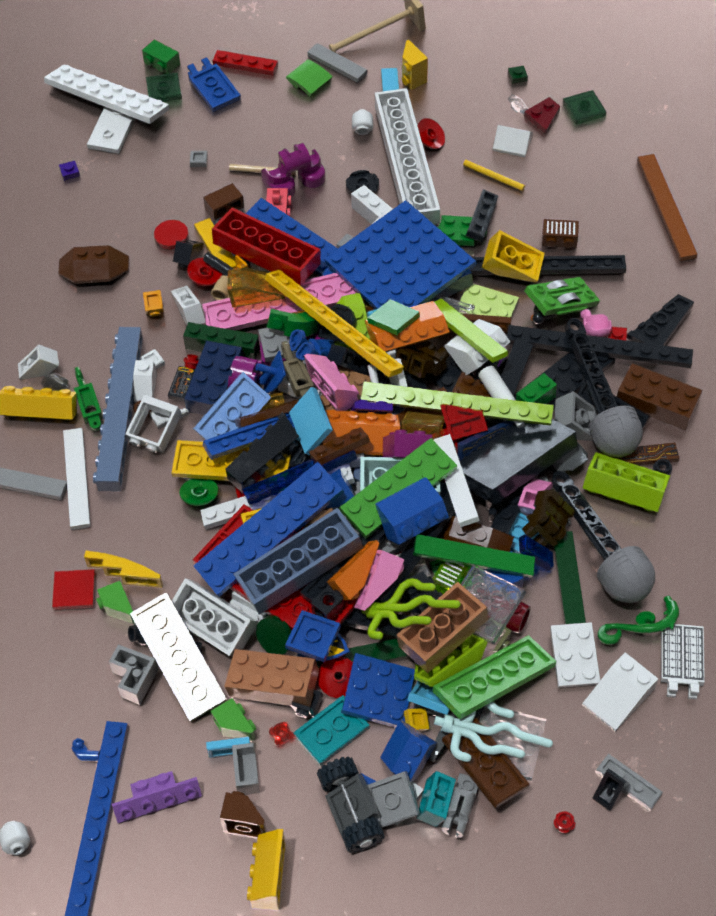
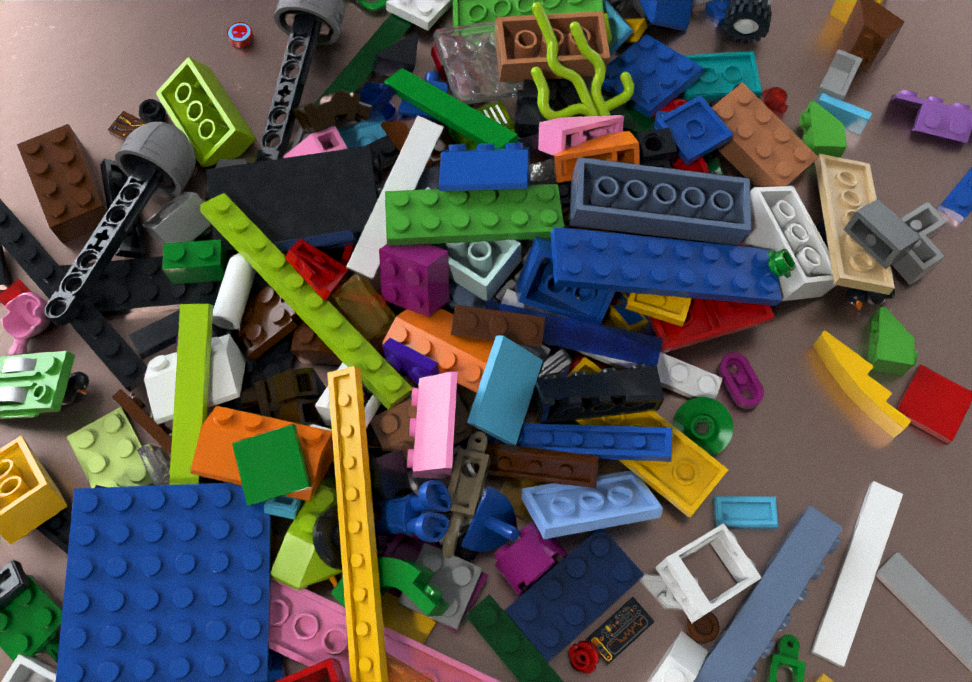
camera: 145 degrees left, 10 degrees up
(151, 471) = (745, 512): none -> medium azure tile
(154, 640) = (881, 233): none -> dark grey brick
(194, 531) = (742, 381): none -> magenta plate
(201, 579) = (781, 263): none -> green plate
(547, 592) = (397, 56): none -> black slope
(667, 550) = (240, 34): none -> red tile

